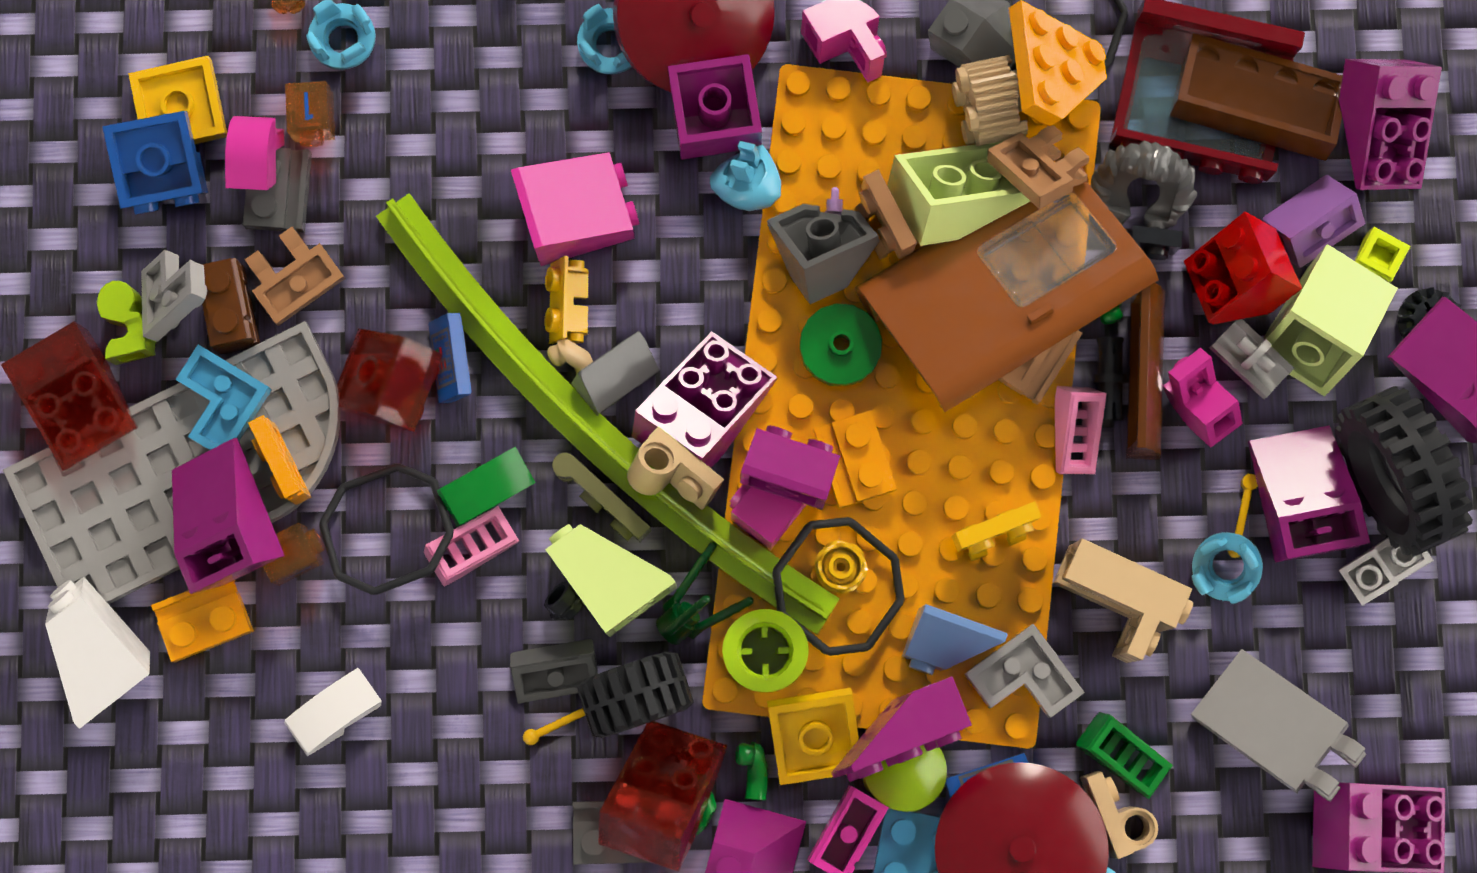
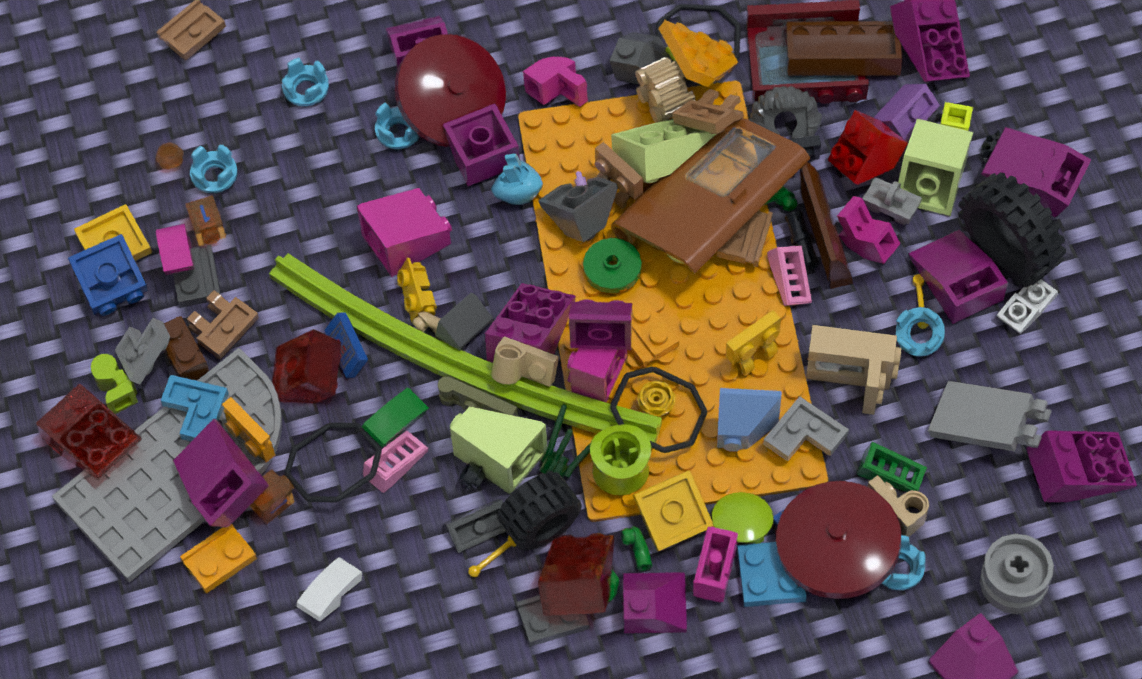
camera: 10 degrees left, 20 degrees down
(92, 650) = (148, 582): white slope -> none
(915, 719) = (738, 474): magenta slope -> none

